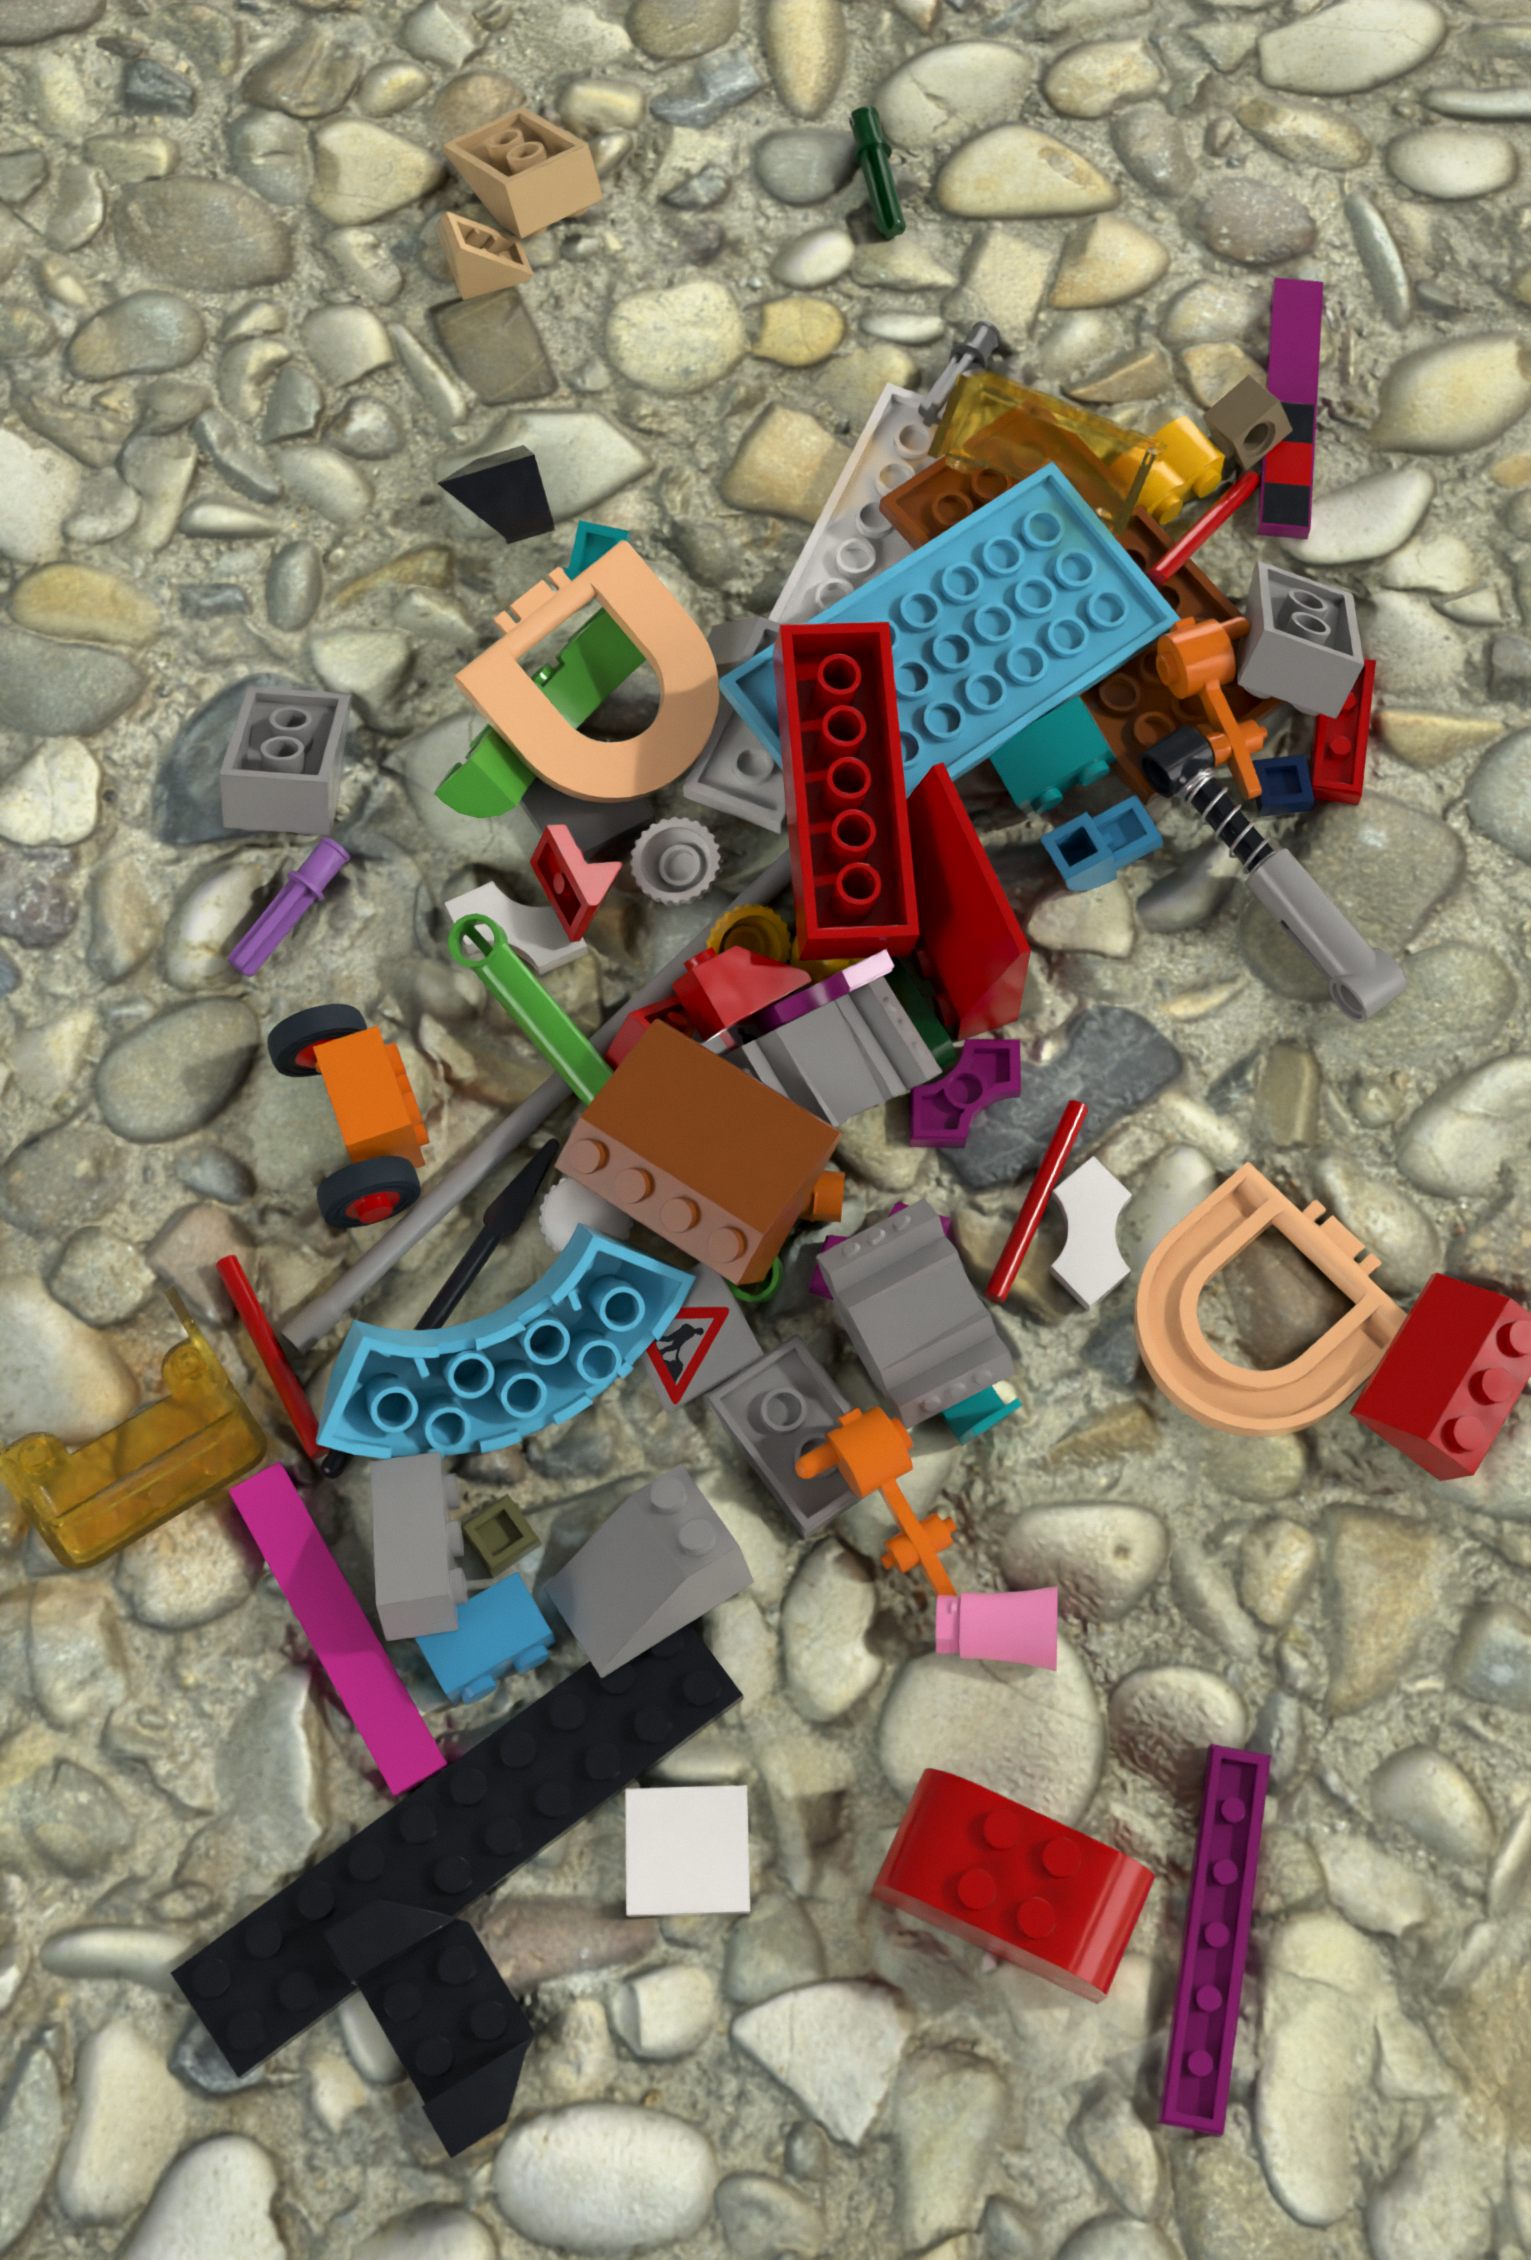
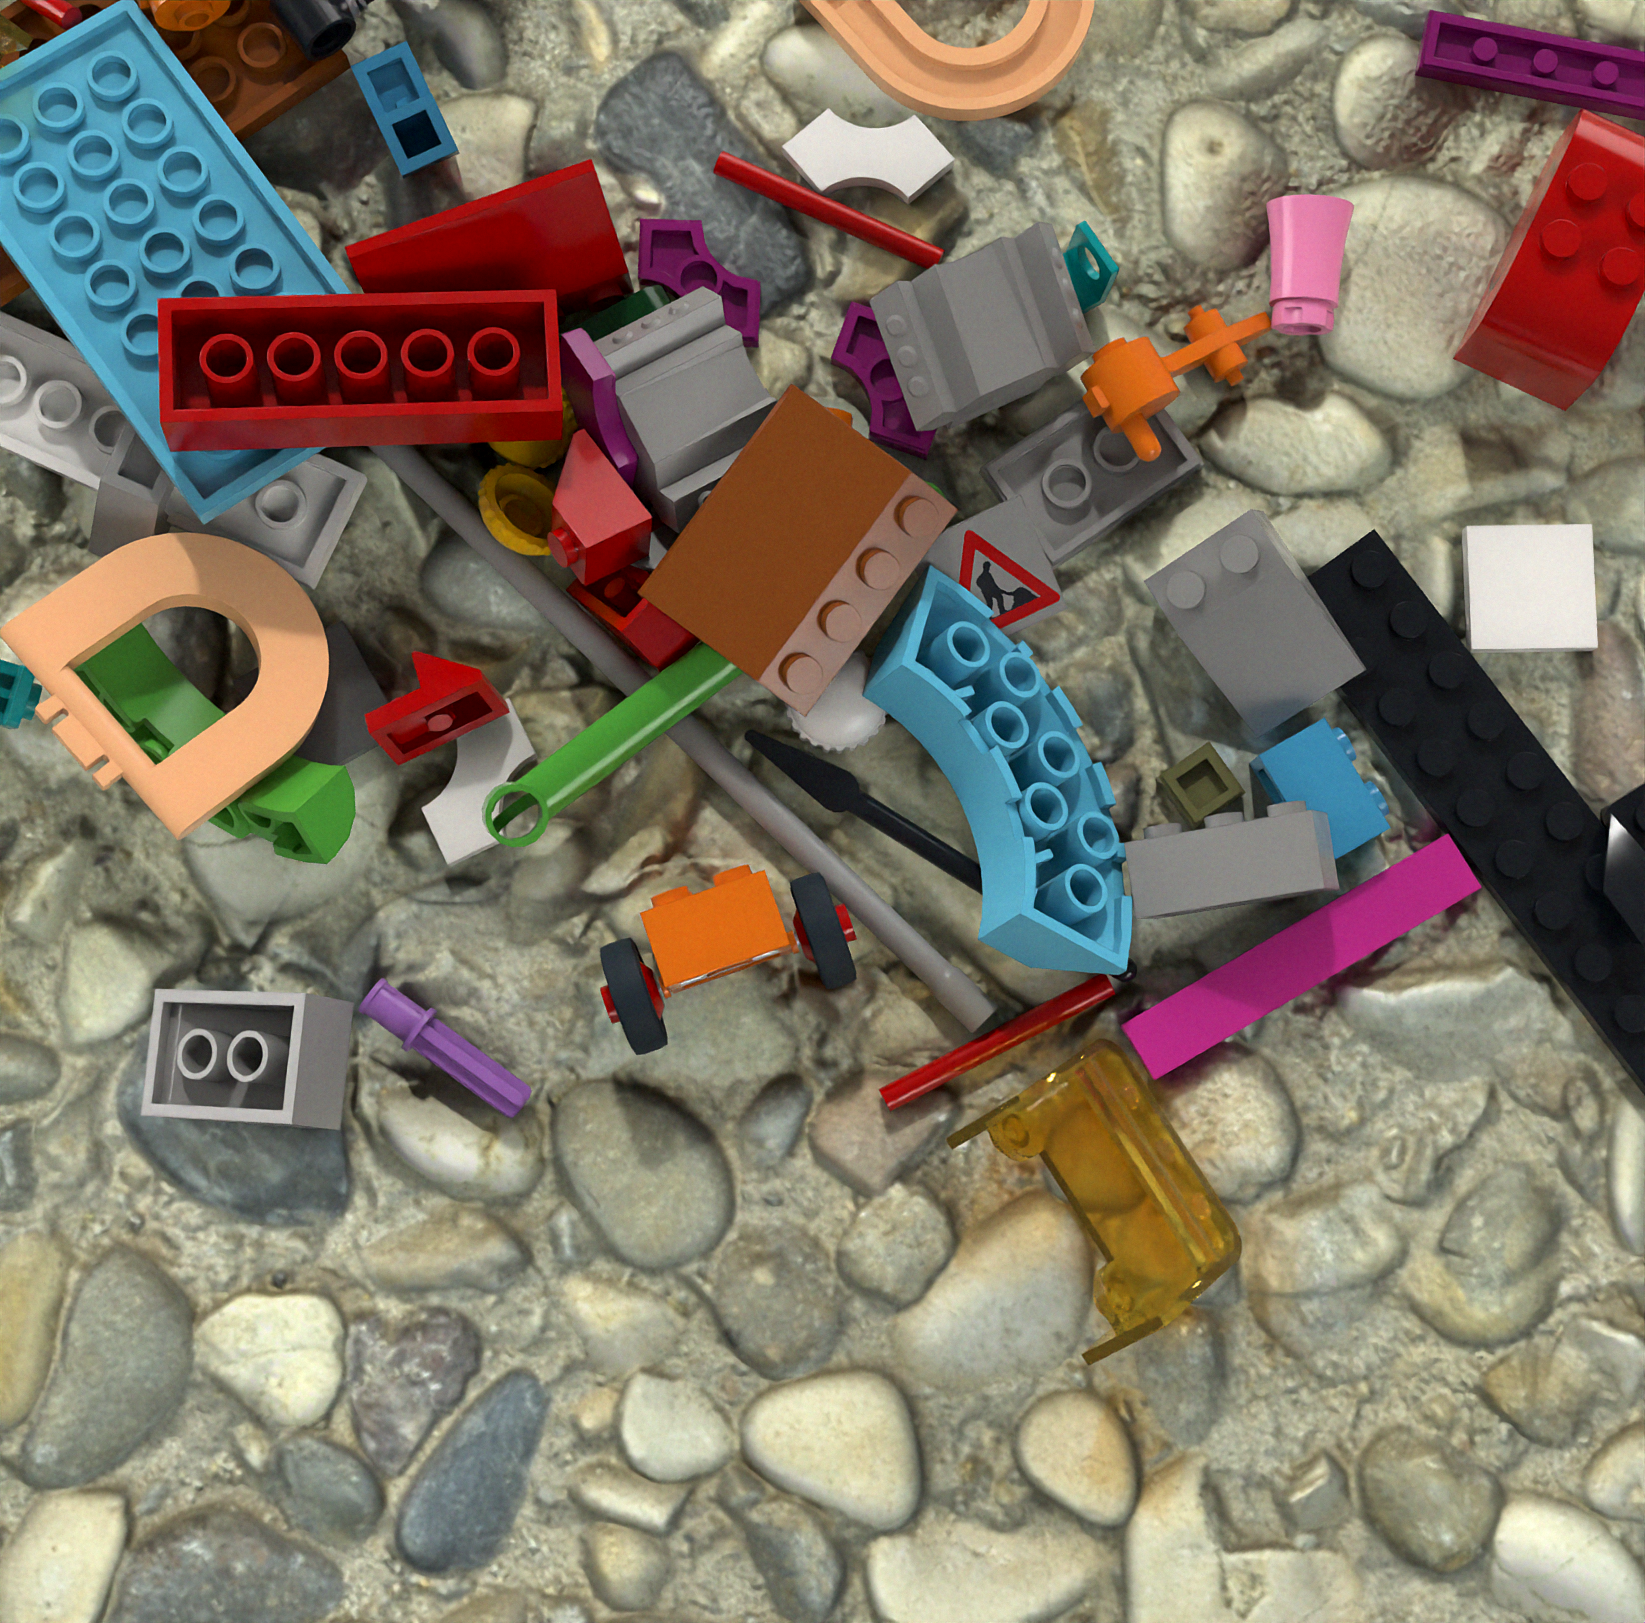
camera: 85 degrees left, 15 degrees up
(676, 861) = (407, 592): white hat -> none
(1053, 757) = (295, 153): teal brick -> none

